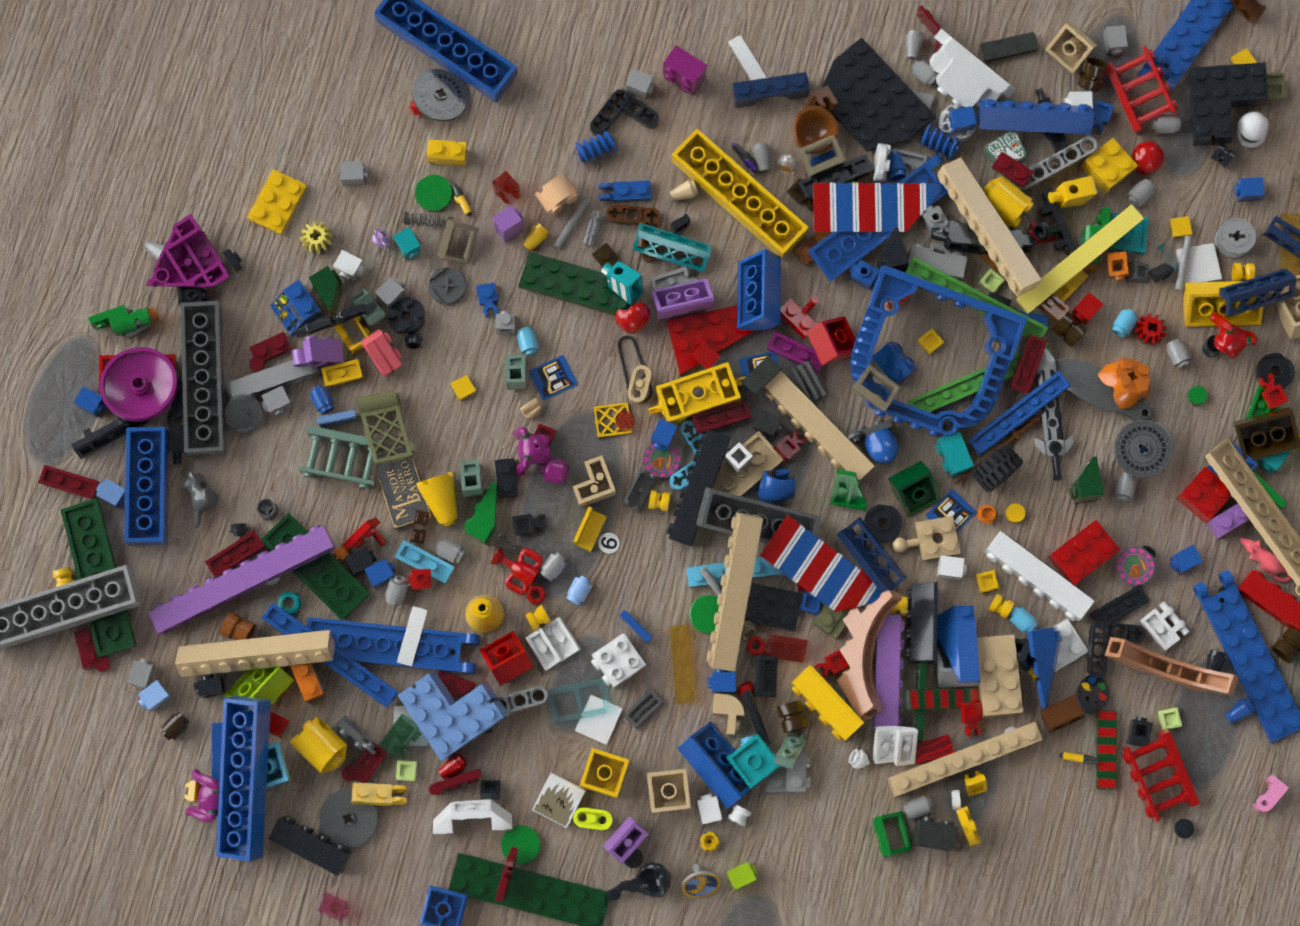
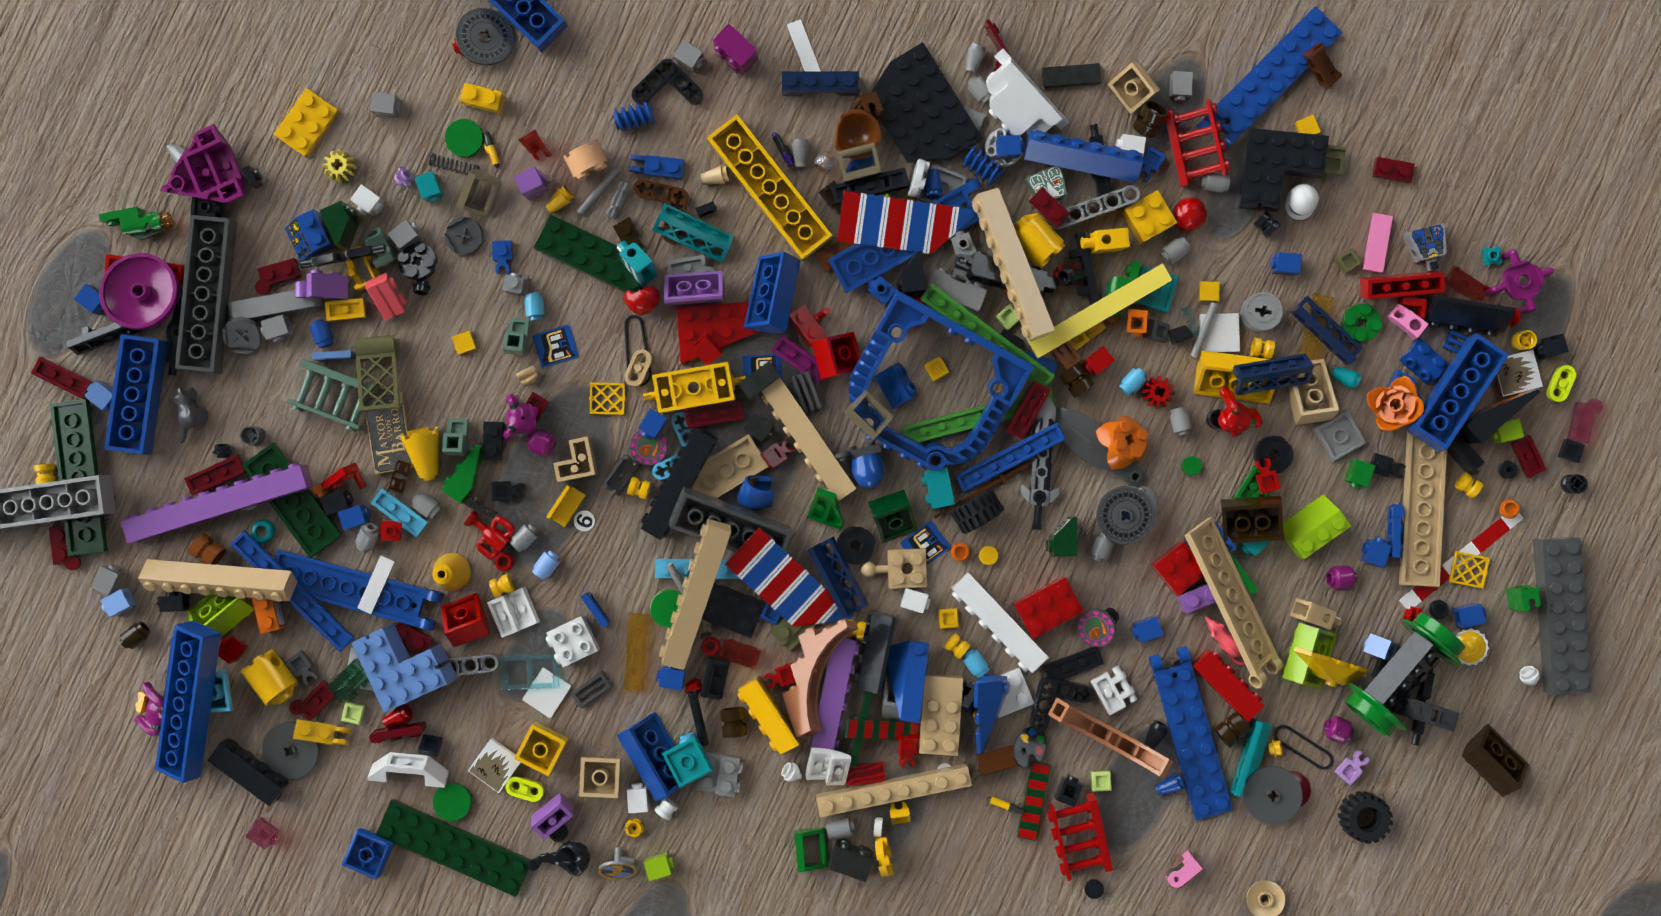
camera: 10 degrees right, 10 degrees up
(361, 742) = (310, 680): dark grey hinge -> none
(507, 873) = (431, 831): dark red tile -> none
(625, 420) = (618, 402): clear red tile -> none
(728, 706) = (676, 703): tan brick -> none
(738, 457) = (722, 460): white brick -> none
(790, 750) = (724, 757): sand green hinge -> none

